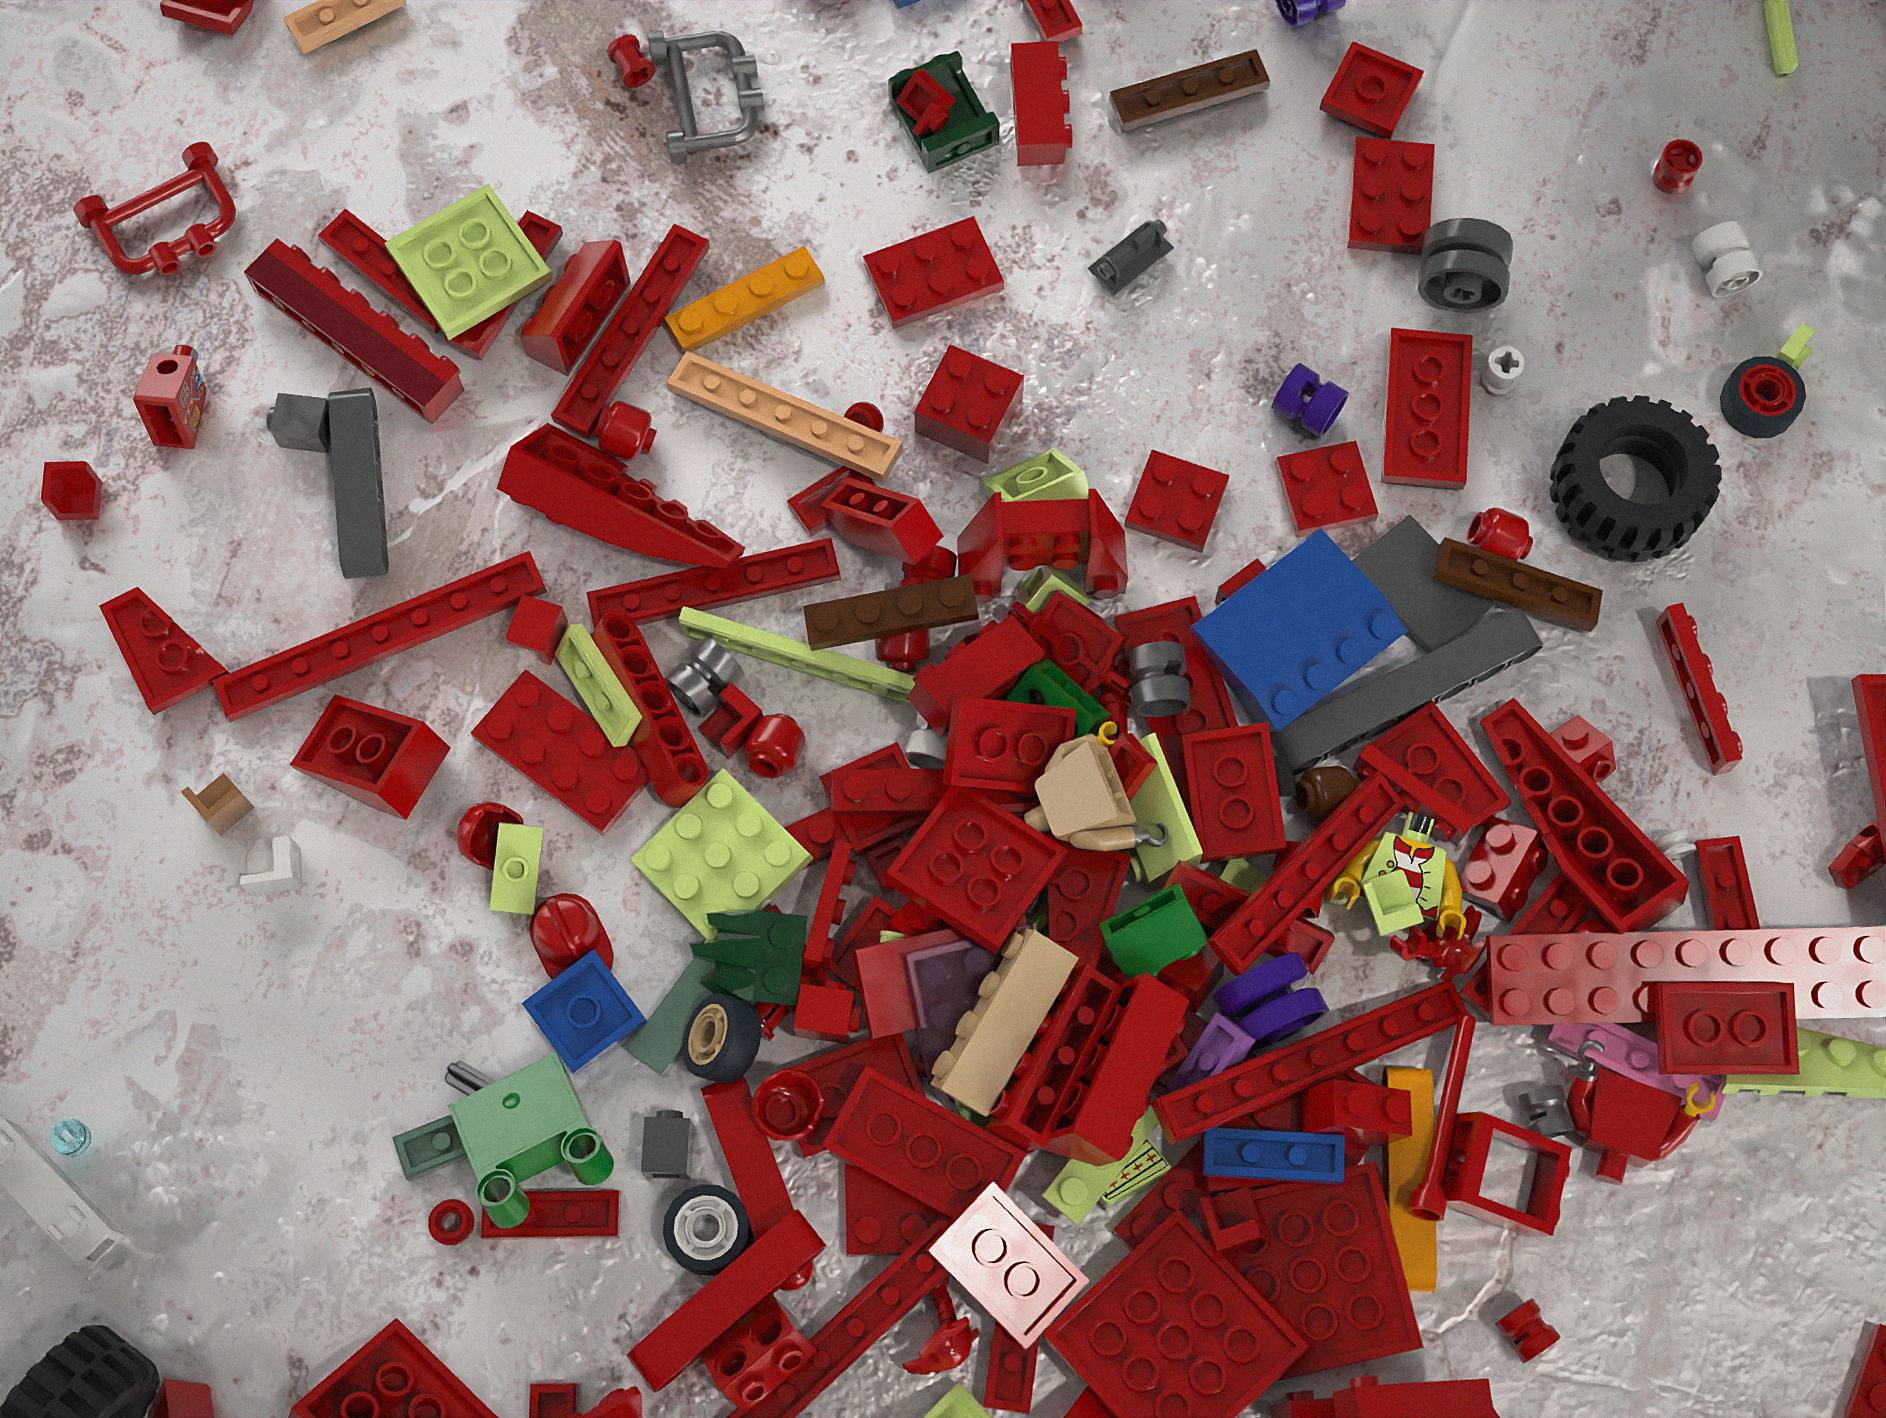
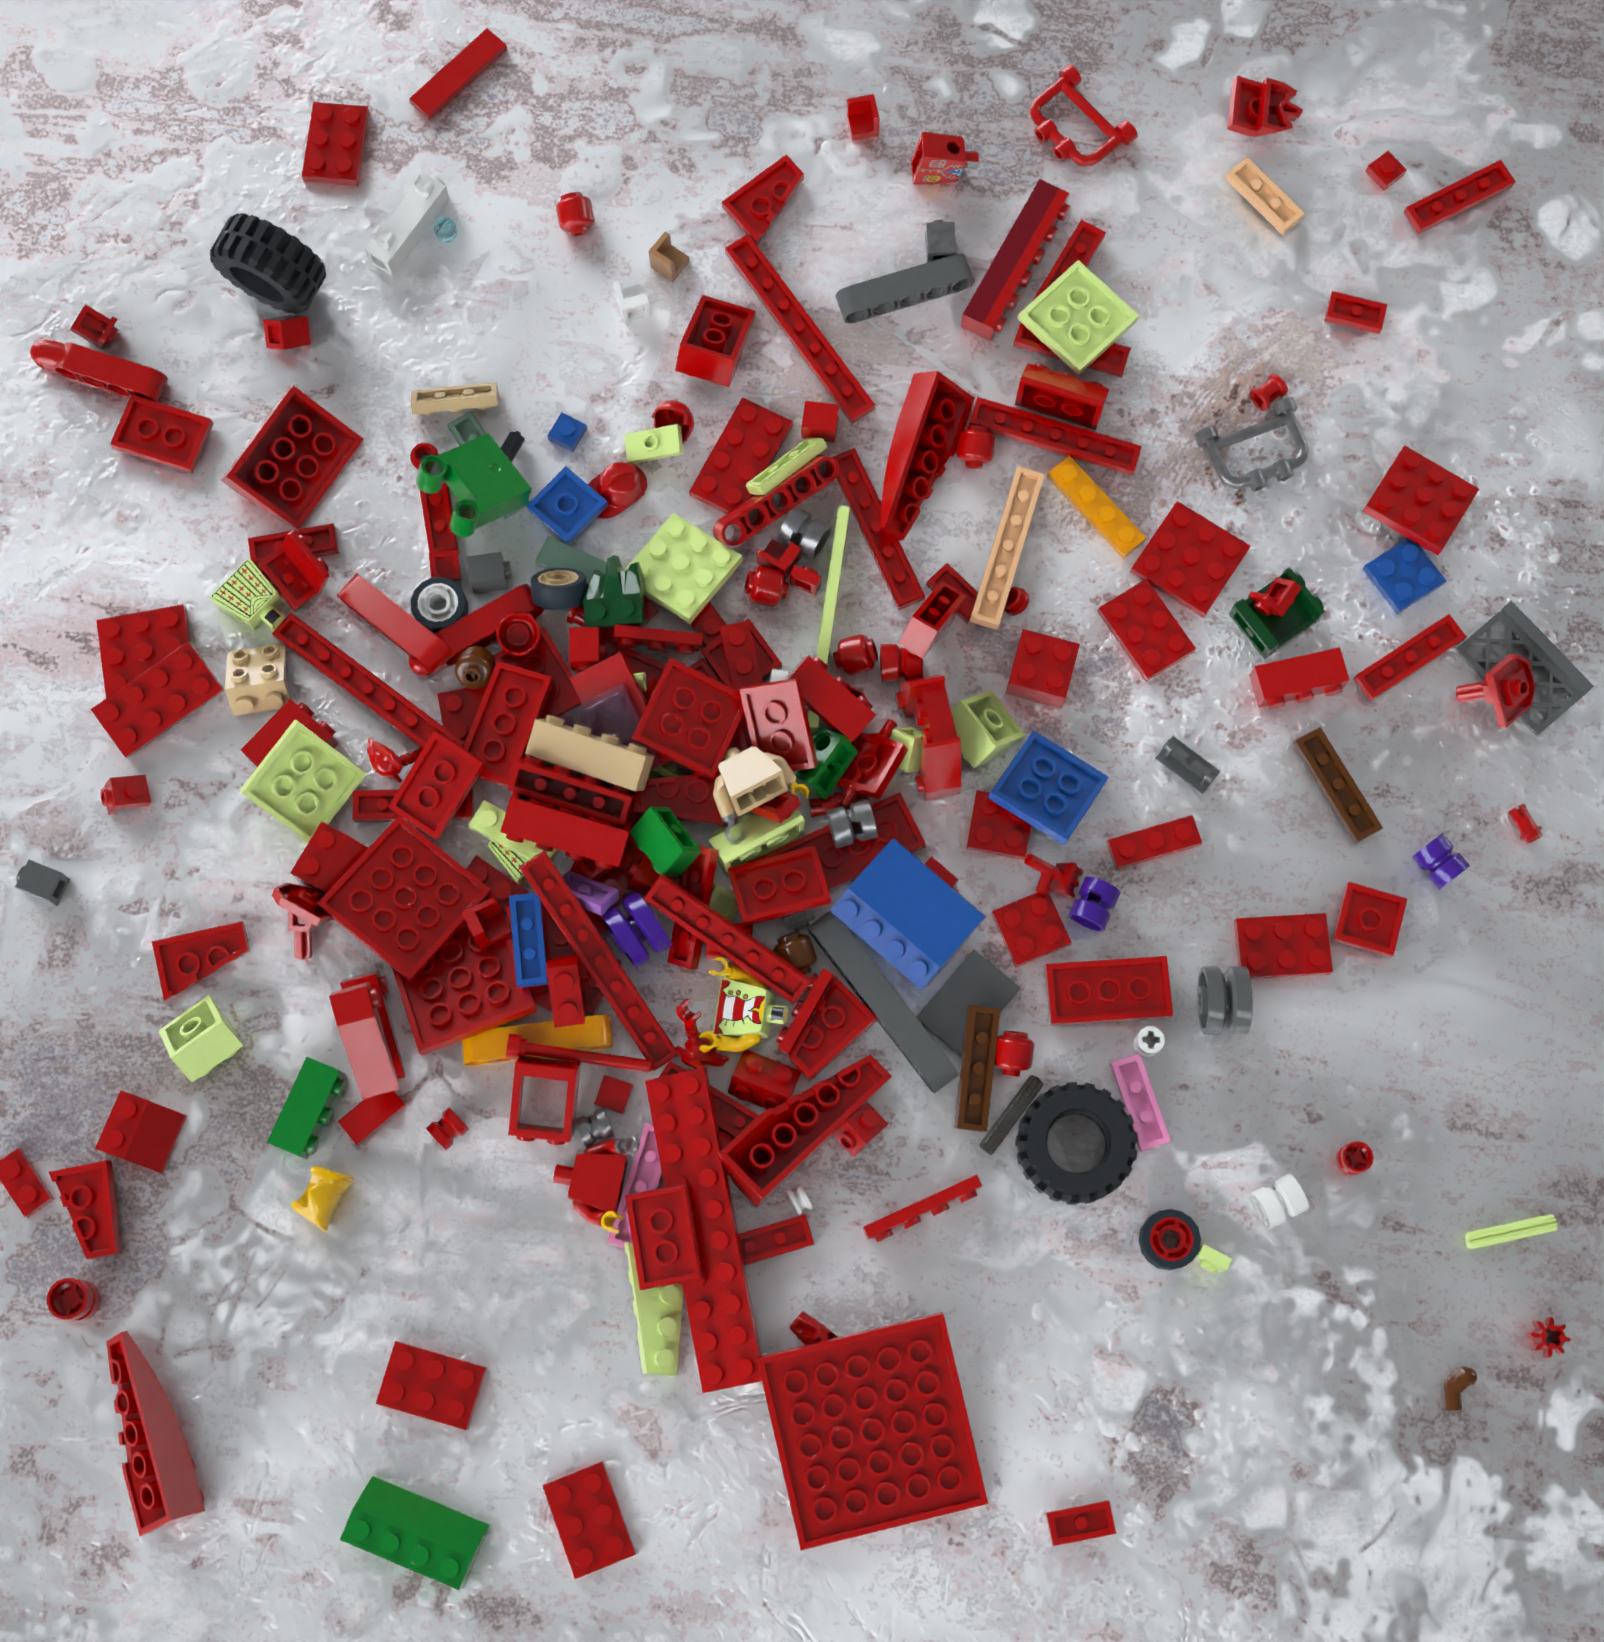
camera: 80 degrees right, 5 degrees up
(105, 928) = (575, 213): none -> red head
(366, 1159) = (454, 398): none -> tan plate
(461, 997) = (567, 432): none -> blue plate
(641, 1213) = (445, 564): none -> red plate
(758, 1353) = (365, 648): red brick -> none
(774, 689) = (805, 579): none -> red plate
(820, 1186) = (474, 667): none -> reddish brown head
(844, 201) = (1190, 559): none -> red plate
(891, 612) = (866, 638): reddish brown plate -> none
(1141, 425) = (1048, 787): none -> blue plate
(1230, 318) = (1154, 842): none -> red plate
(1264, 439) = (1057, 879): none -> red arm
(1391, 902) = (716, 998): yellowish green panel -> none
(1497, 1081) = (613, 1094): none -> red tile
(1572, 397) = (1140, 1102): none -> bright pink plate
(1579, 557) = (1011, 1114): none -> clear smoke axle

